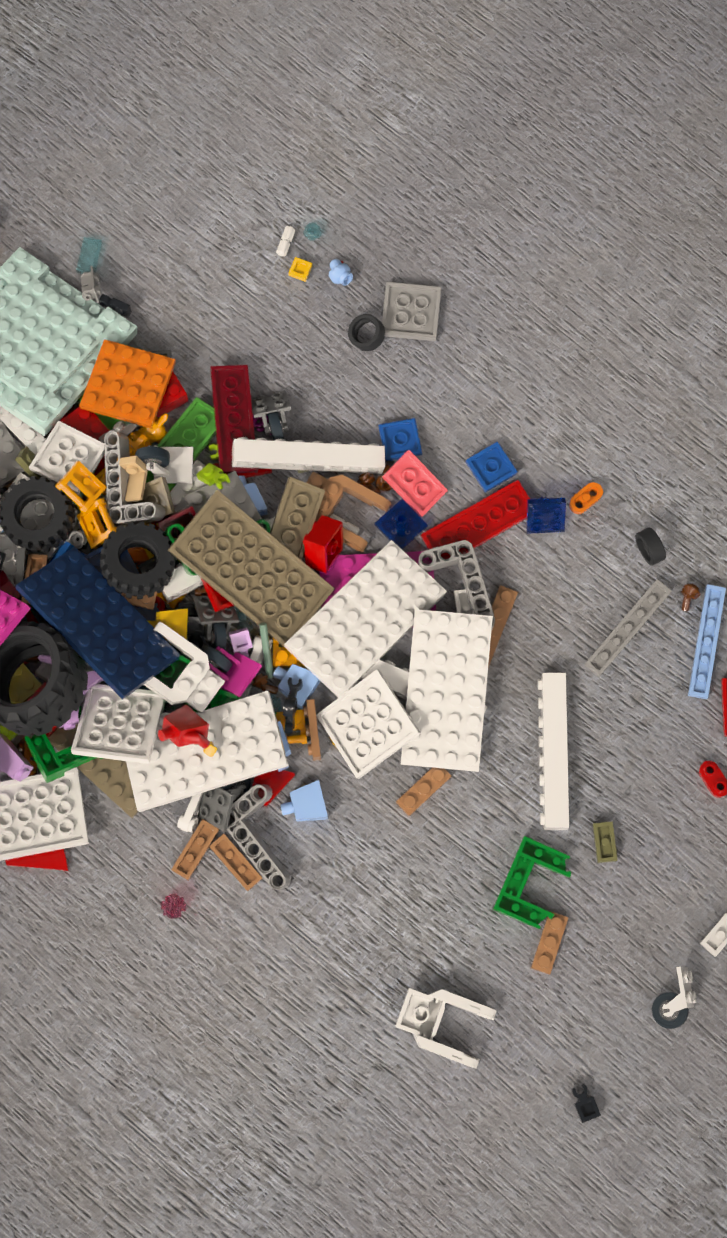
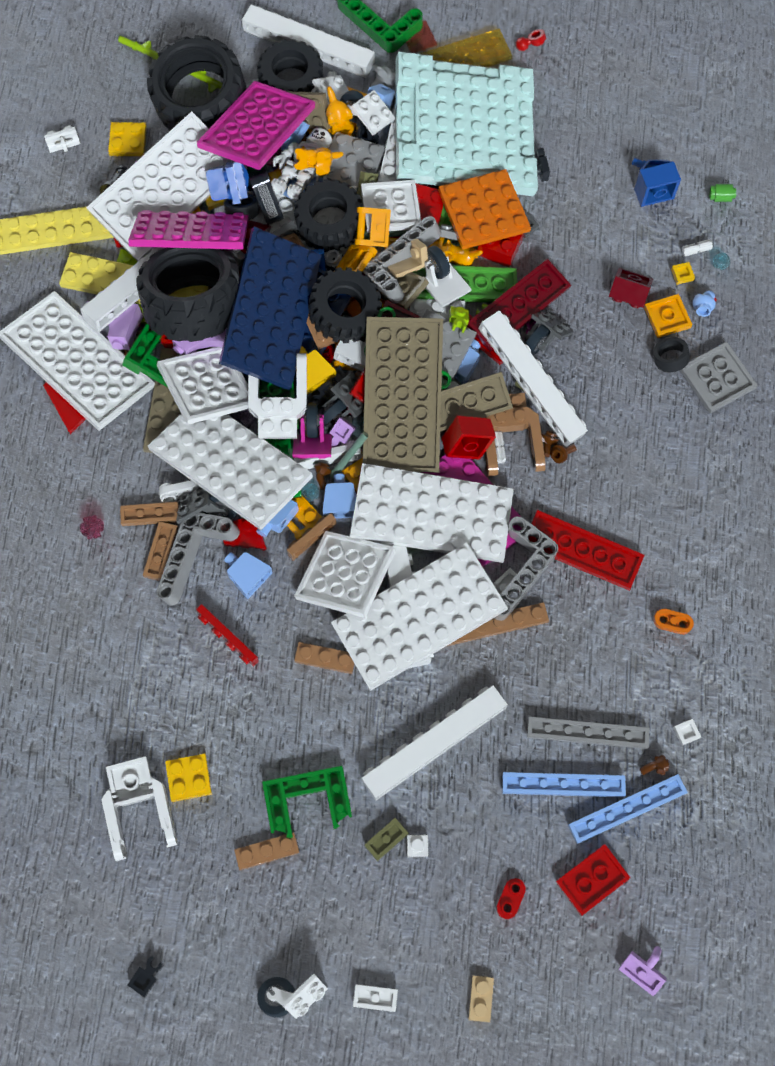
camera: 55 degrees right, 5 degrees down
(89, 255) = (566, 122): clear light blue tile -> none
(90, 285) = (543, 135): light grey hinge -> none
(185, 728) = (233, 430): red torso -> none
(203, 227) = (656, 181): none -> blue piece
(252, 184) = (722, 193): none -> bright green brick
(283, 319) = (630, 288): none -> dark red slope
(290, 705) = (314, 501): black piece -> none
(329, 309) = (668, 316): none -> light orange plate
(358, 855) = (232, 641): none -> red plate
(399, 438) = (604, 441): blue plate -> none
(401, 514) = (534, 484): clear blue plate -> none
(414, 483) = (575, 475): coral plate -> none
(446, 966) = (188, 777): none -> yellow plate
(491, 467) = (638, 527): blue plate -> none
(545, 511) = (633, 595): clear blue plate -> none
(625, 822) = (417, 845): none -> white plate
(650, 546) = (672, 701): black tyre -> none
(655, 676) = (563, 784): none -> light blue plate
(679, 553) = (687, 732): none -> white plate

